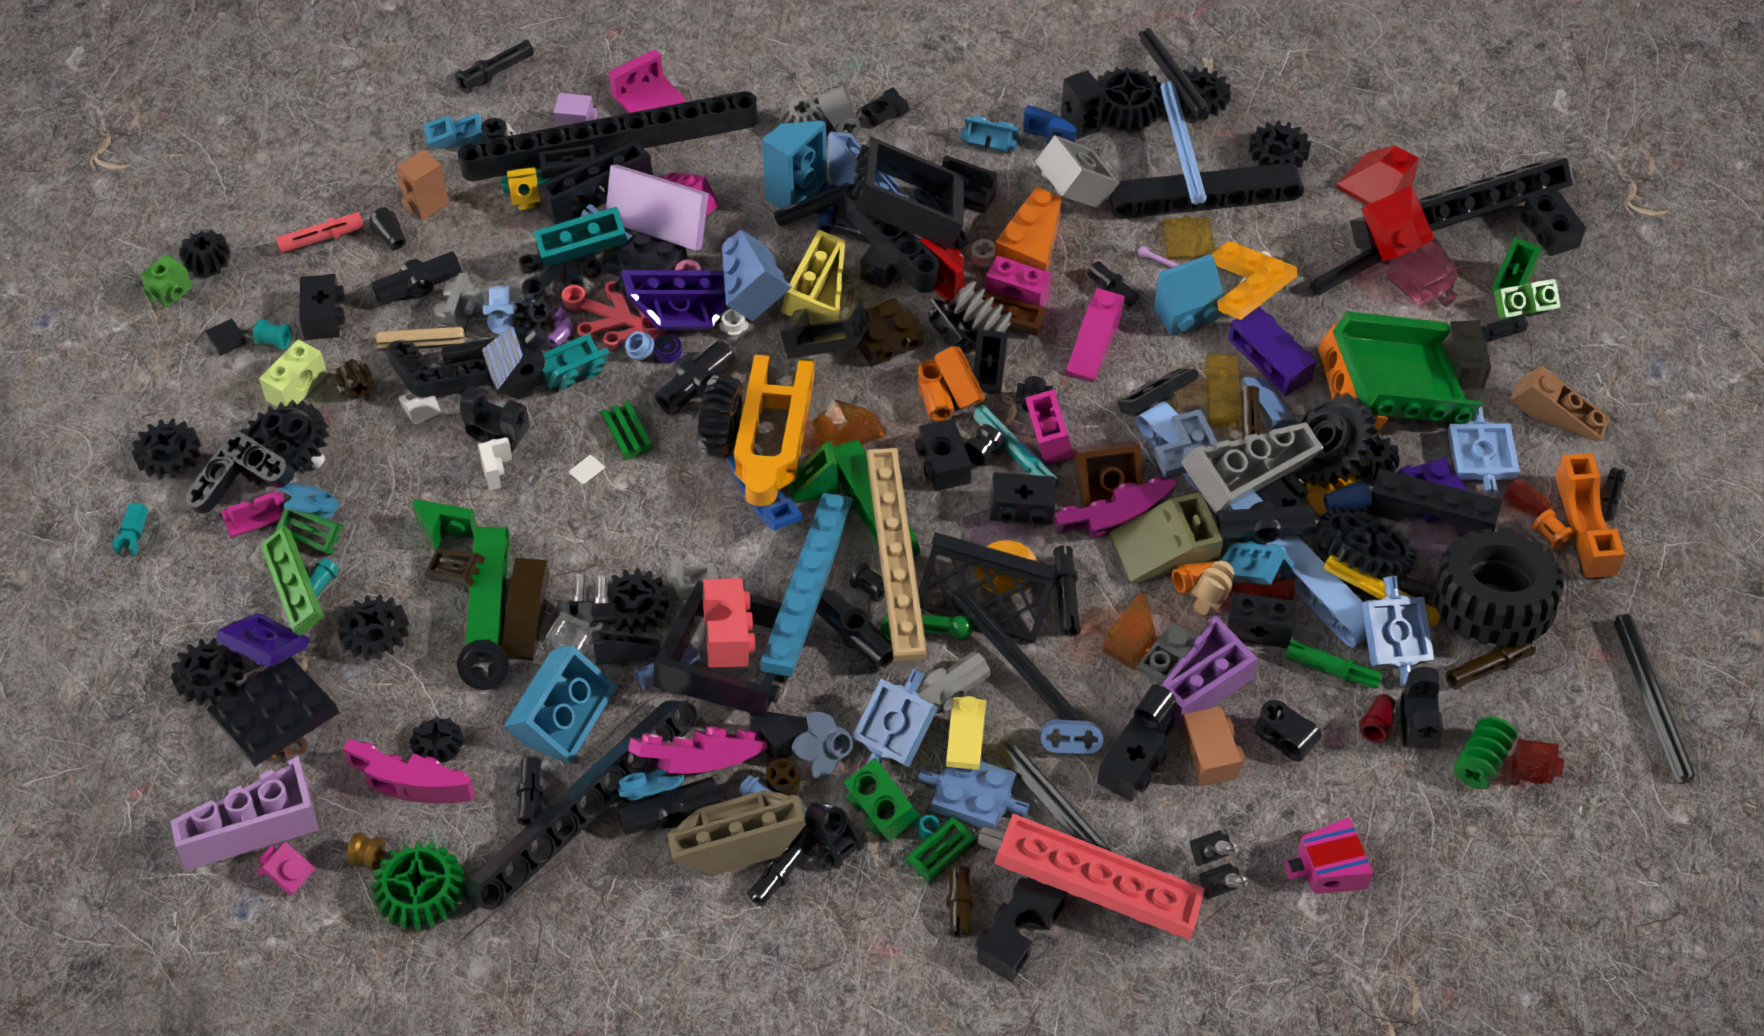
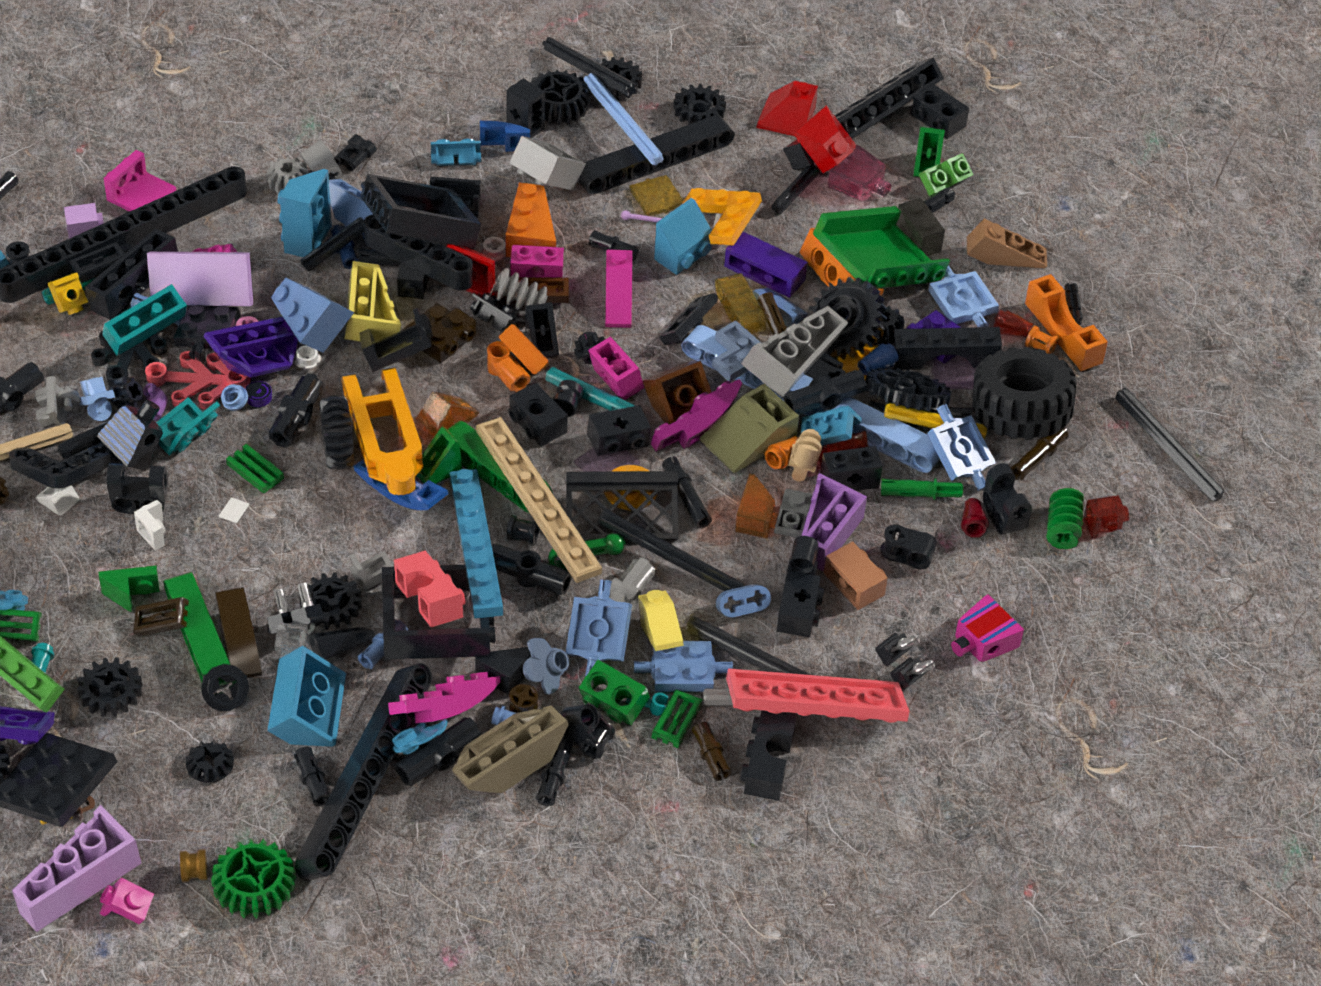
camera: 25 degrees left, 5 degrees down
(416, 780) = (208, 798): dark pink slope -> none

